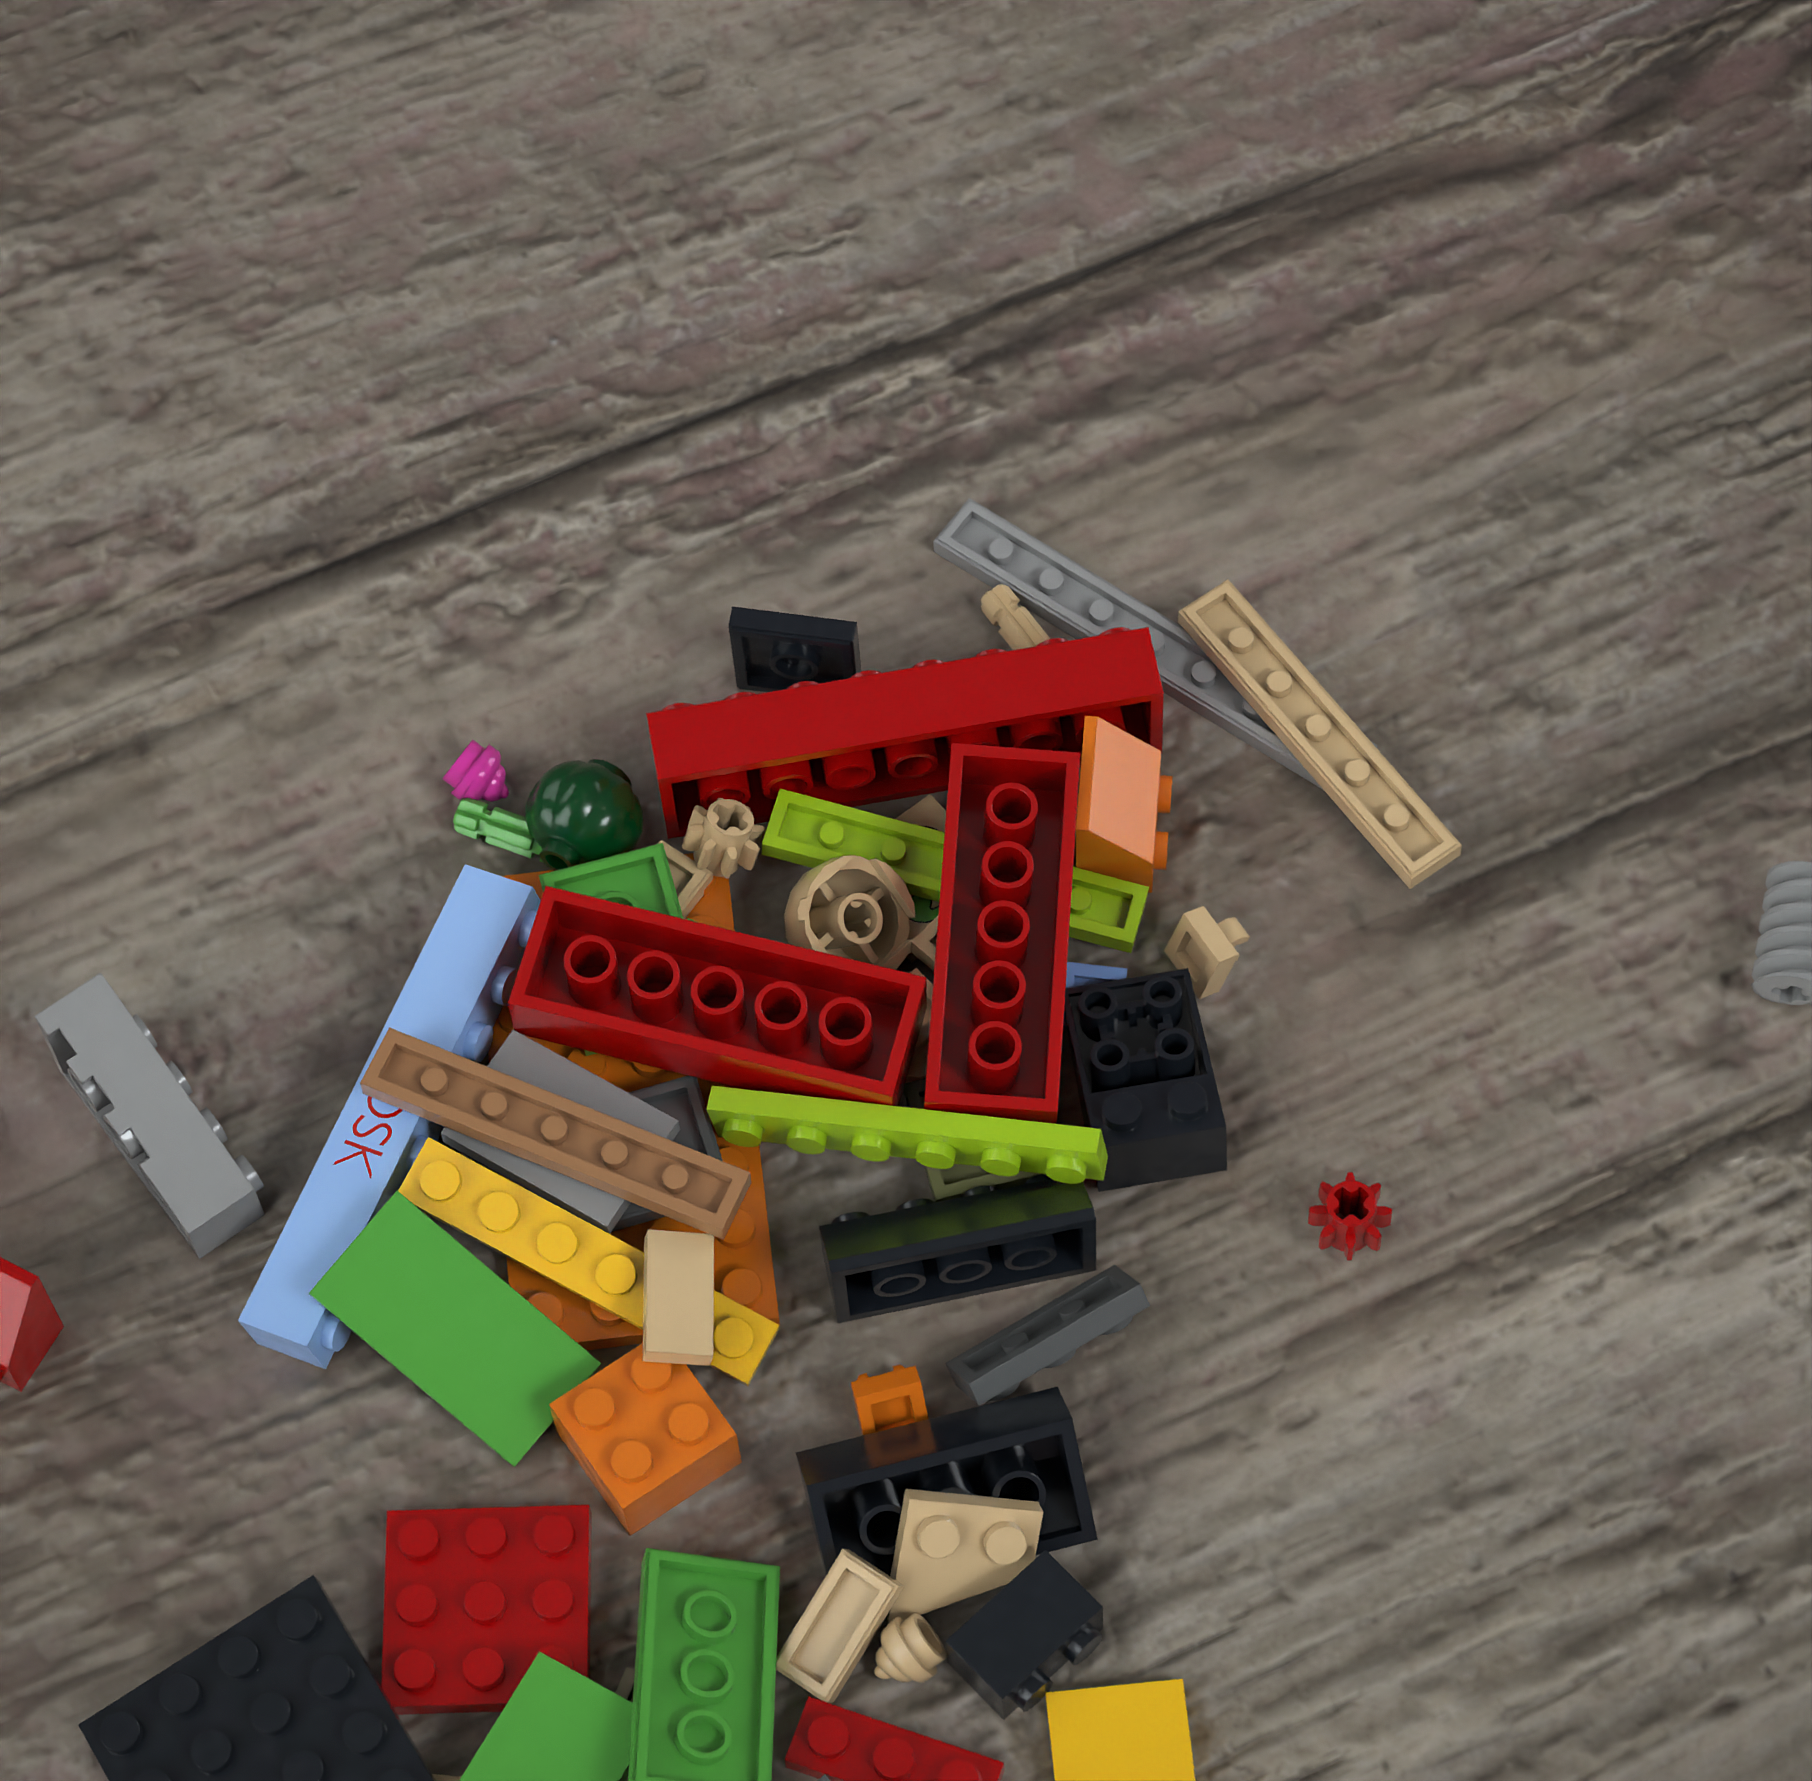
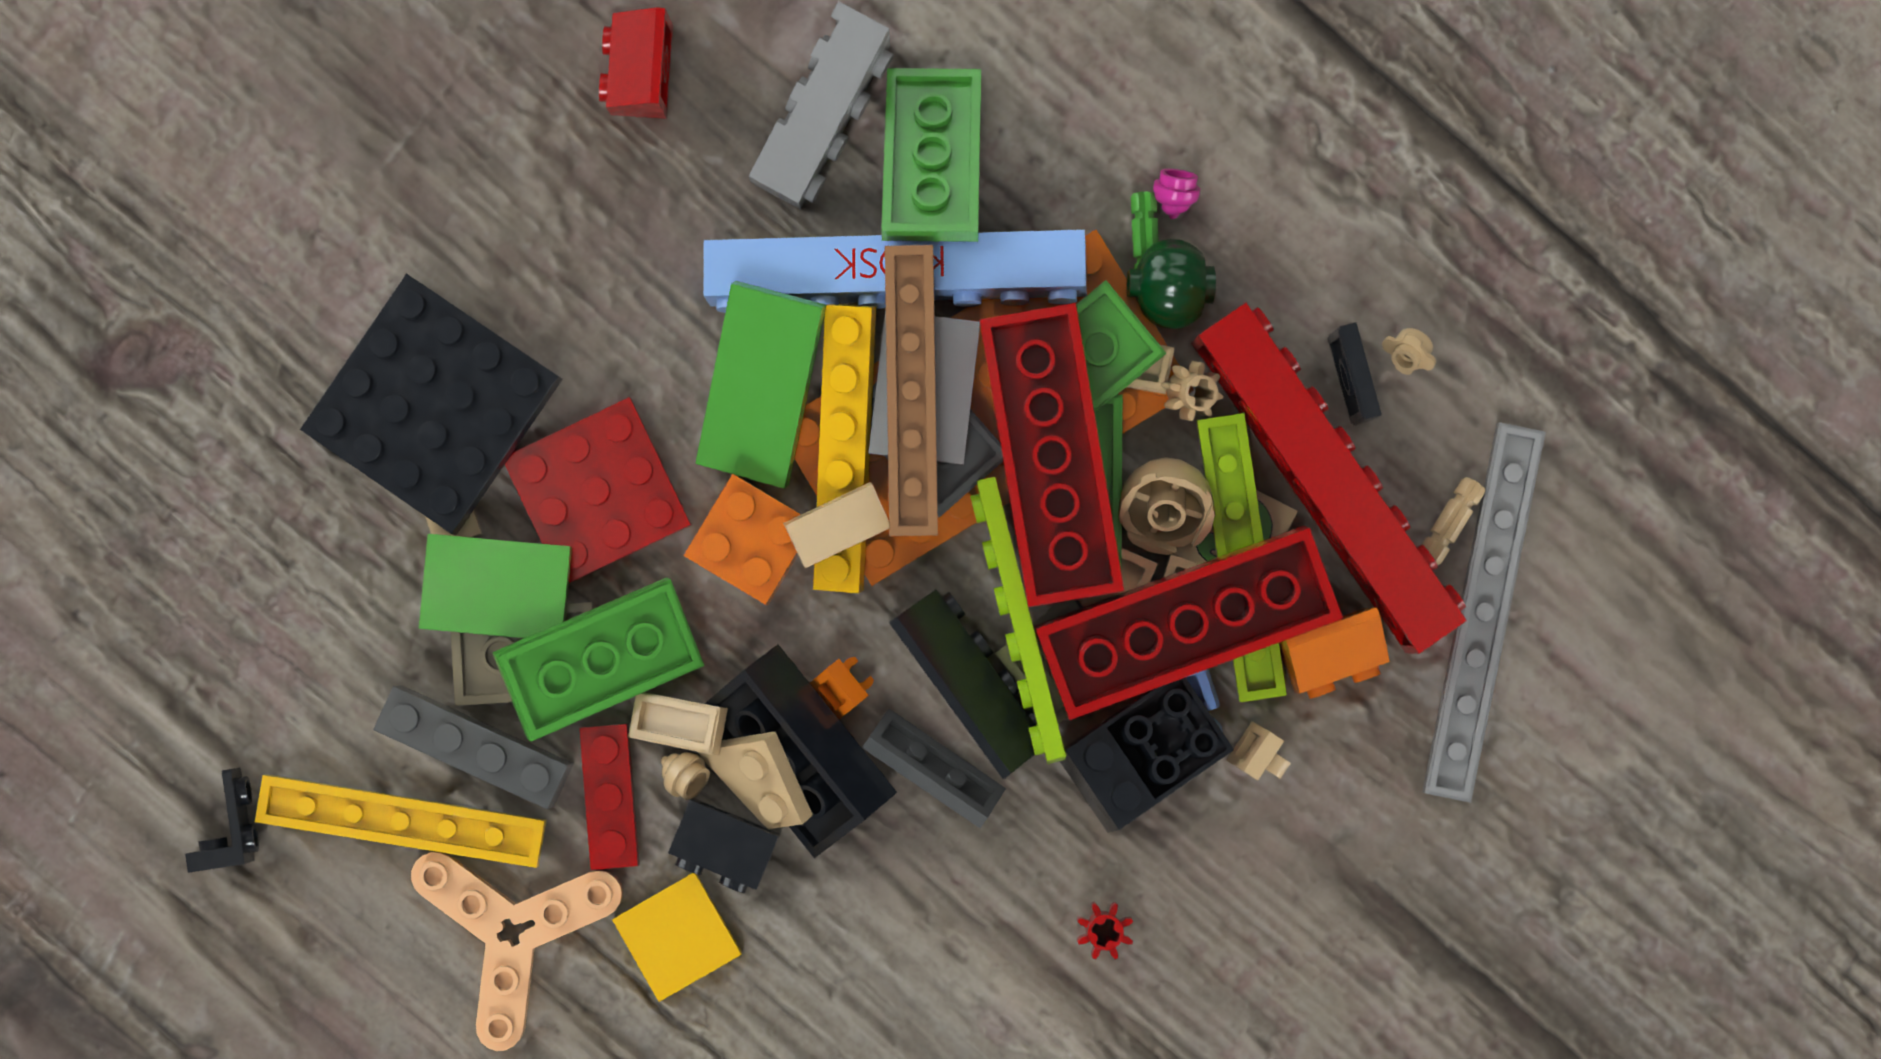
camera: 60 degrees right, 25 degrees up
(281, 1009) = (931, 155): none -> bright green plate
(794, 584) = (1410, 351): none -> tan plate
(1319, 734) = (1459, 759): tan tile -> none

